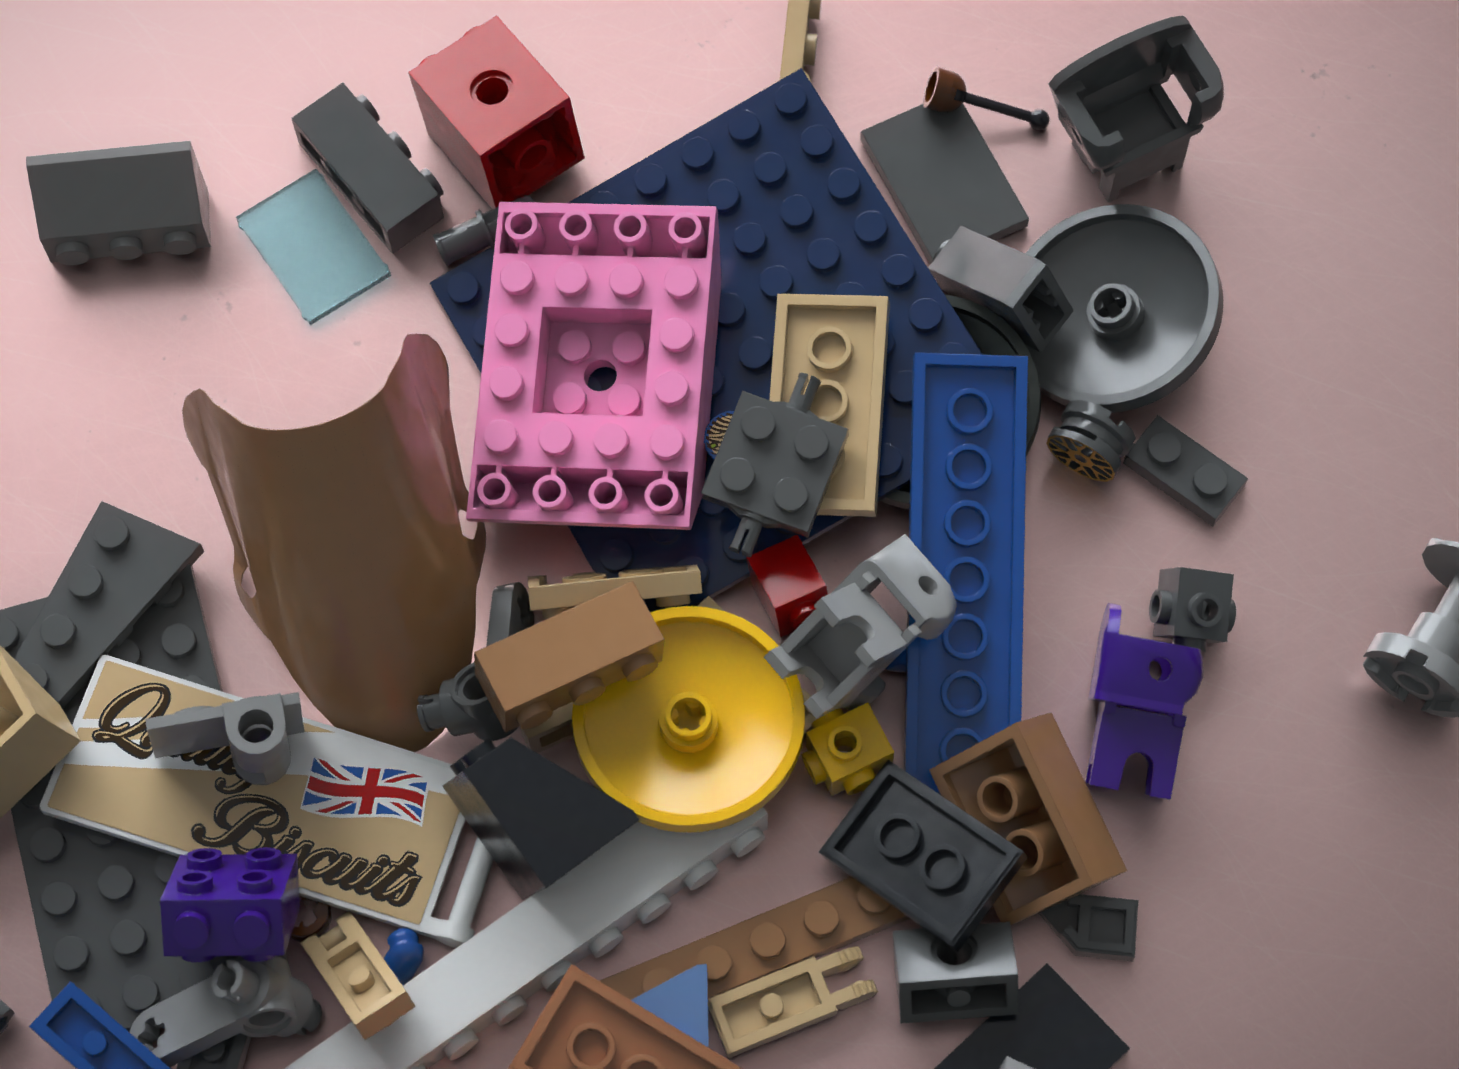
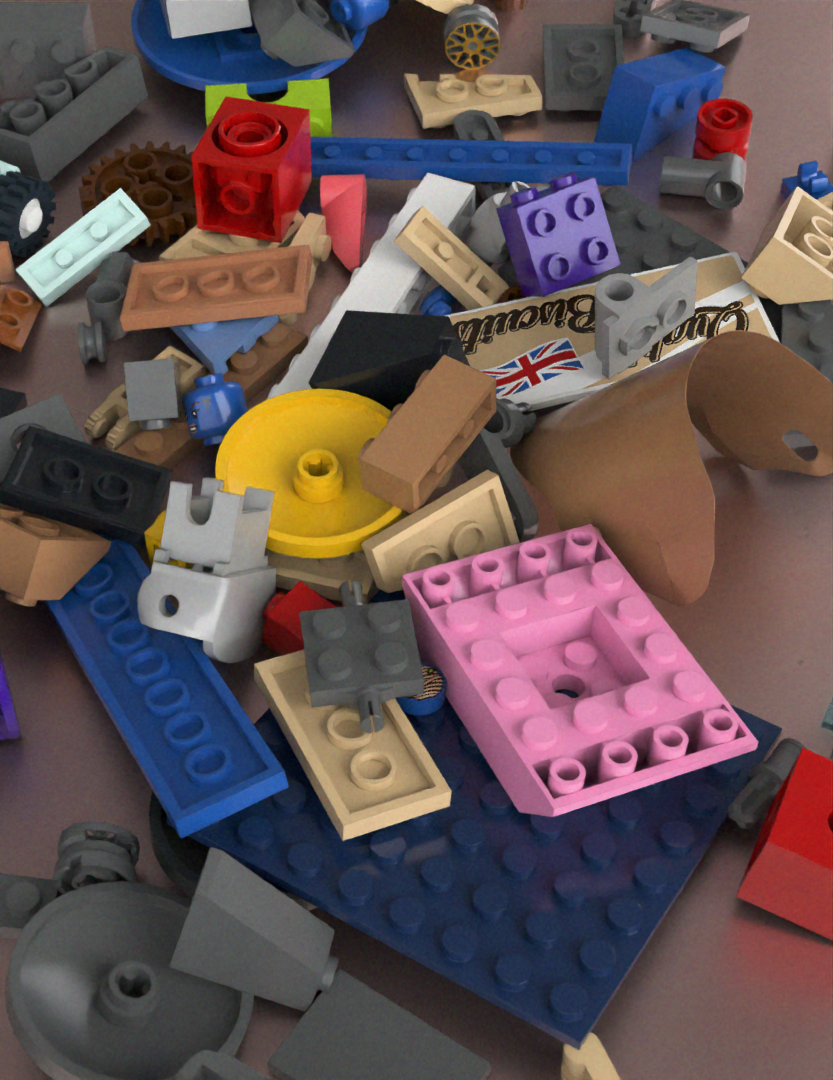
camera: 150 degrees right, 20 degrees down
(731, 900) = (213, 408): none -> blue head
(787, 960) = (153, 392): none -> slope

